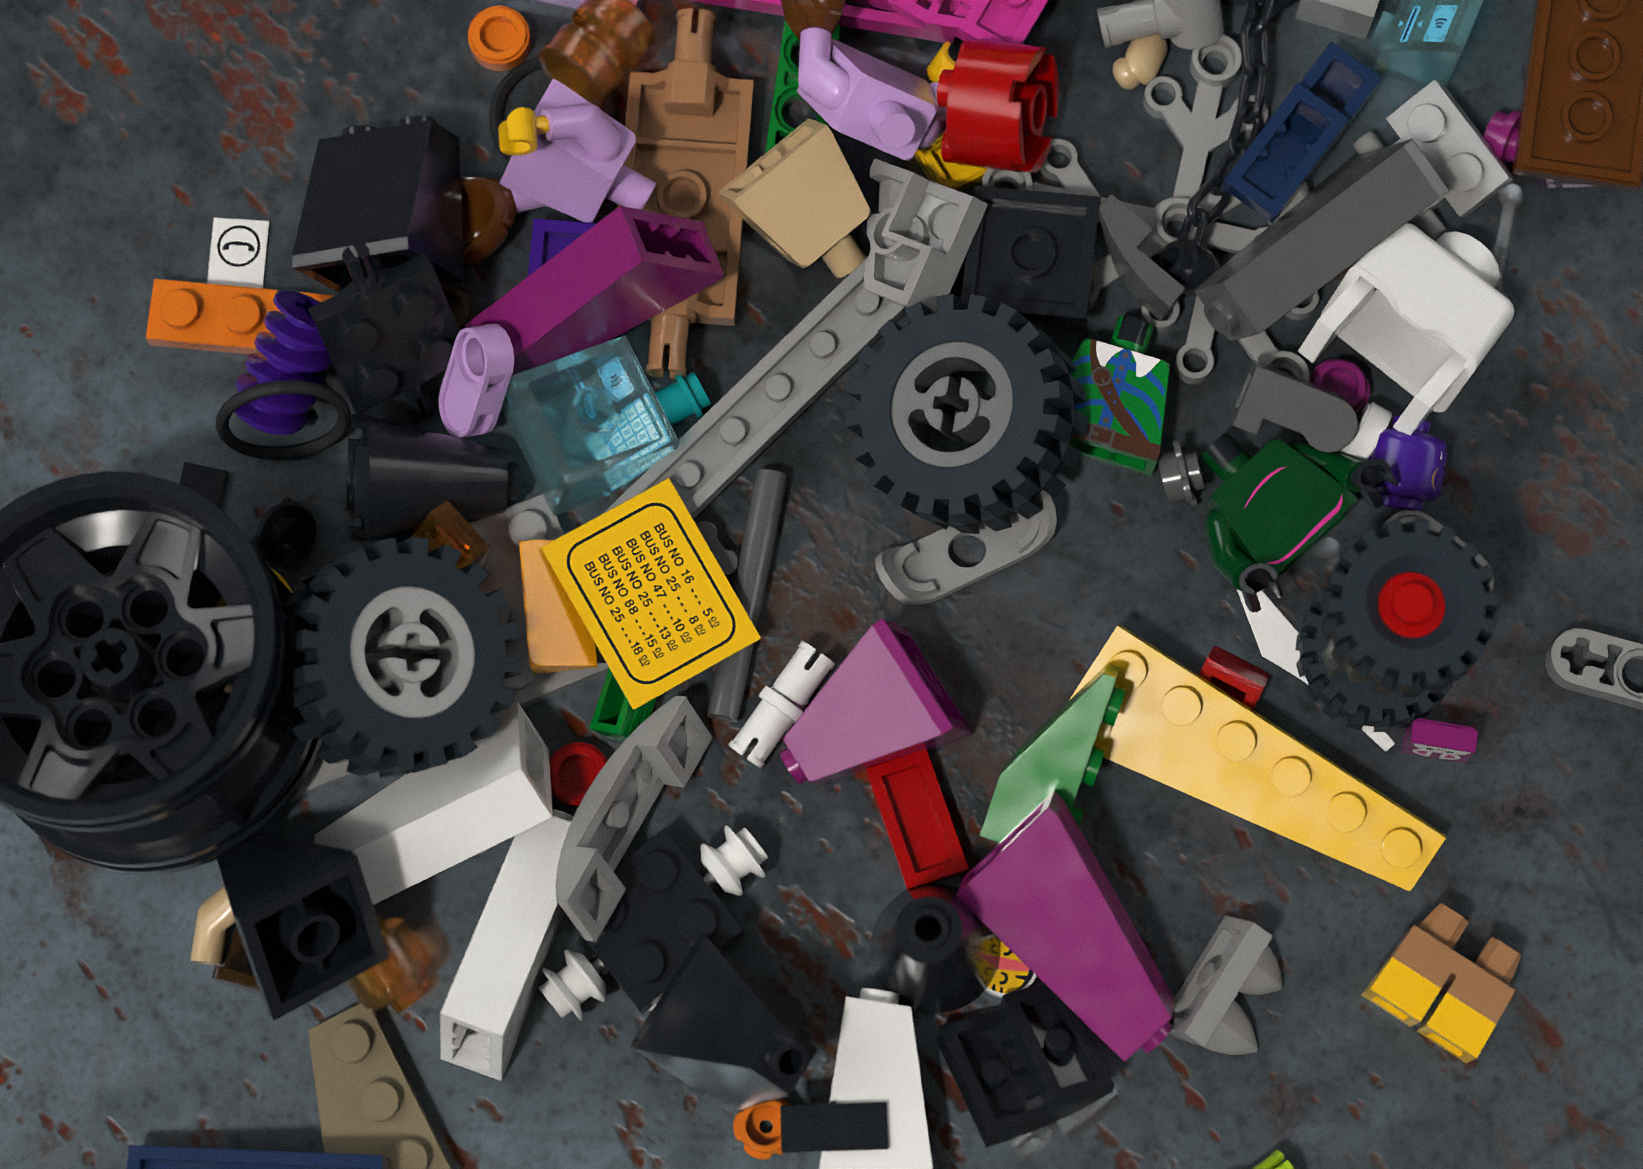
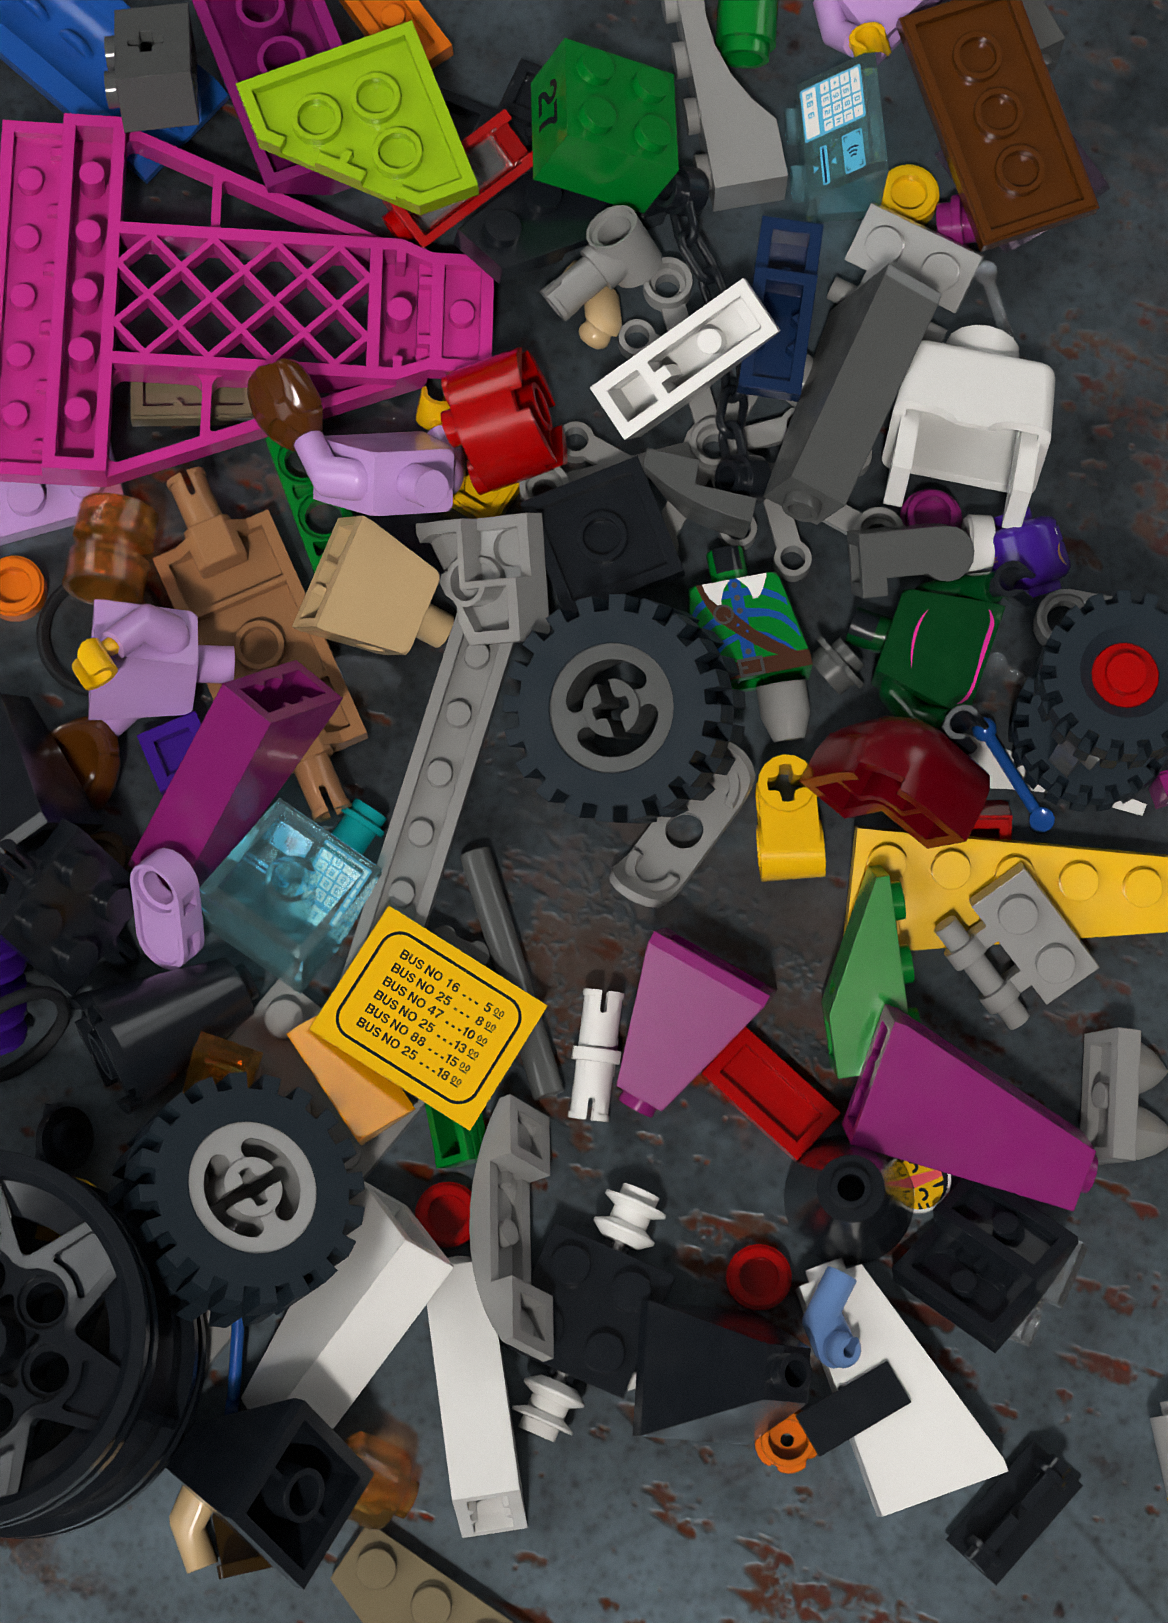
camera: 30 degrees left, 0 degrees up
(326, 804) = (233, 1400): none -> blue hinge
(818, 973) = (758, 1277): none -> red tile
(849, 1040) = (826, 1324): none -> medium blue arm
(1060, 598) = (788, 832): none -> yellow piece
(1114, 490) = (784, 709): none -> light grey hose
(1183, 598) = (904, 772): none -> dark red brick
(1186, 135) = (685, 361): none -> white slope
(1222, 799) = (1032, 934): none -> light grey plate
(1291, 706) = (1040, 818): none -> blue hinge
(1479, 90) = (911, 193): none -> yellow tile

